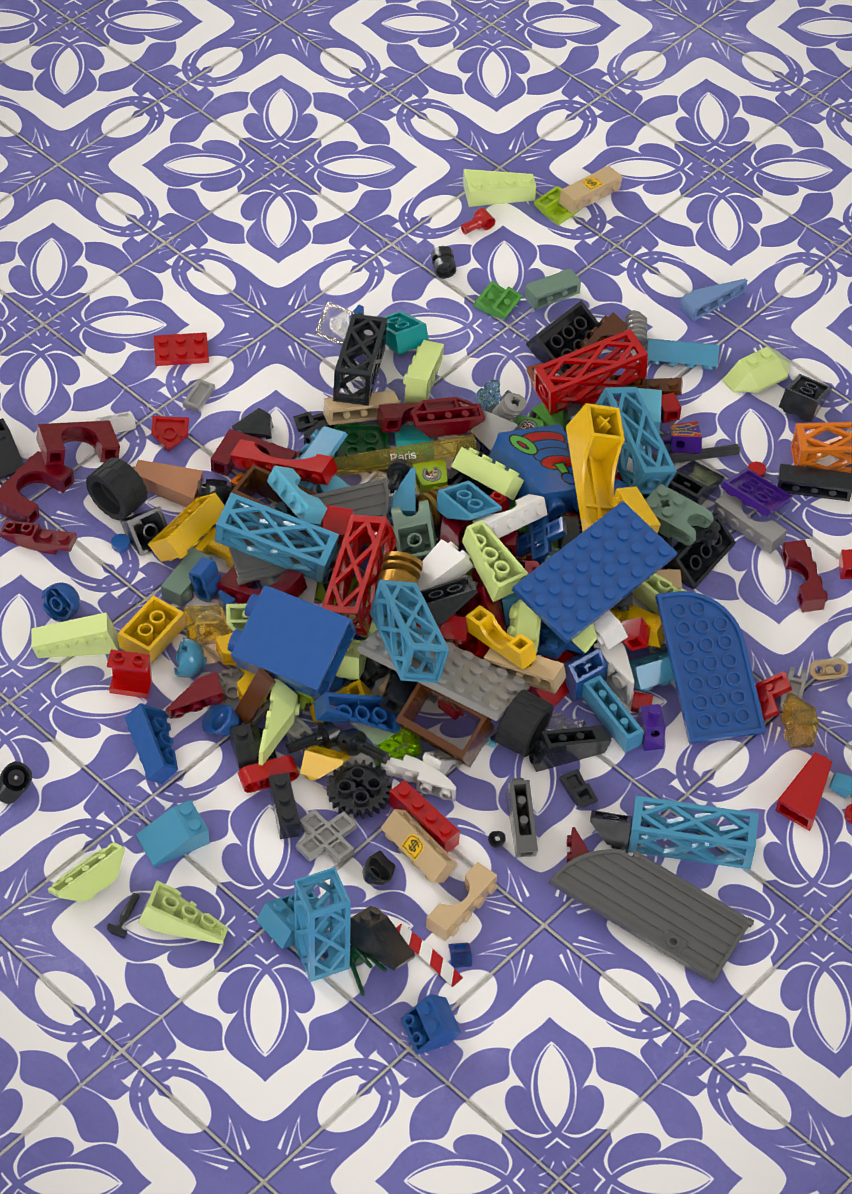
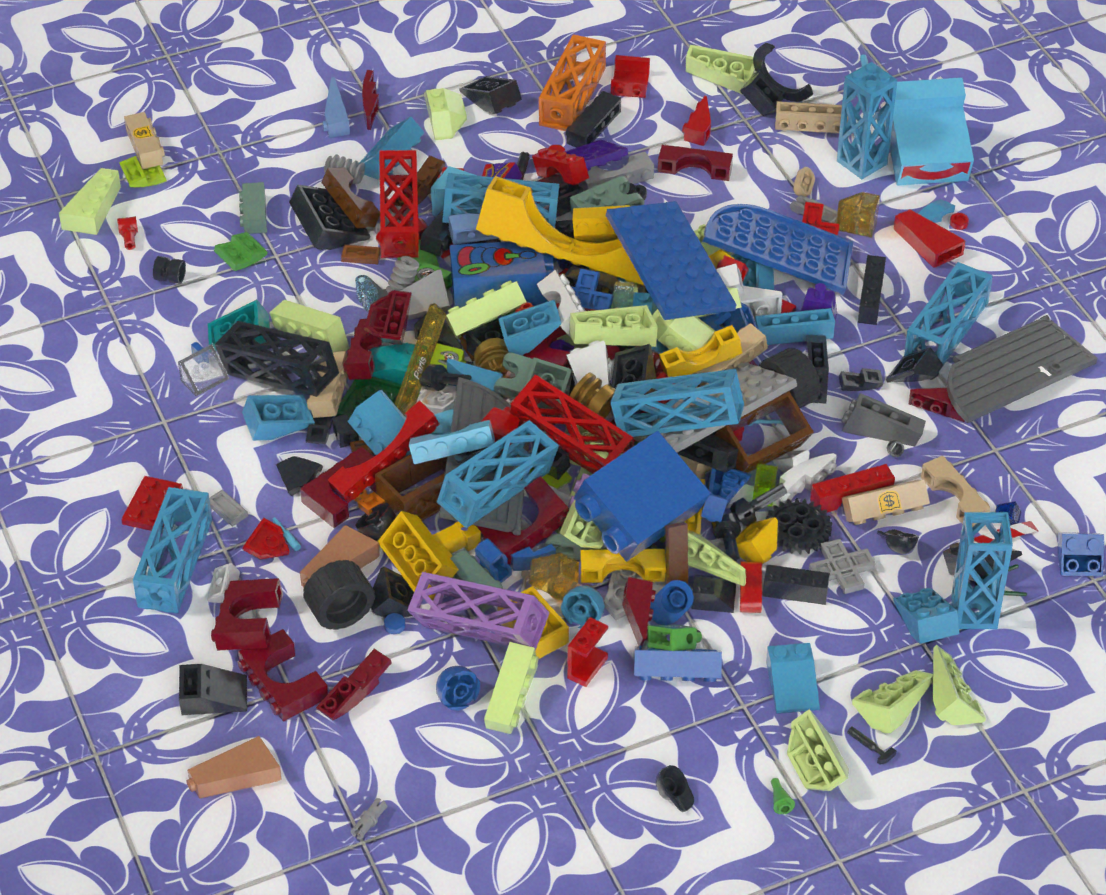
camera: 65 degrees left, 5 degrees down
(32, 864) = (781, 799): none -> bright green cone
(113, 374) = (152, 589): none -> dark azure piece
(113, 610) = (528, 611): none -> medium lavender piece
(175, 731) = (681, 637): none -> bright green torso
(186, 443) = (288, 536): none -> medium azure piece
(205, 963) = (952, 693): none -> yellowish green wedge
(307, 386) = (275, 415): none -> dark azure slope
(681, 765) = (871, 290): none -> black arch
(722, 466) = (551, 162): none -> red arch
(737, 316) = (370, 99): none -> dark red slope

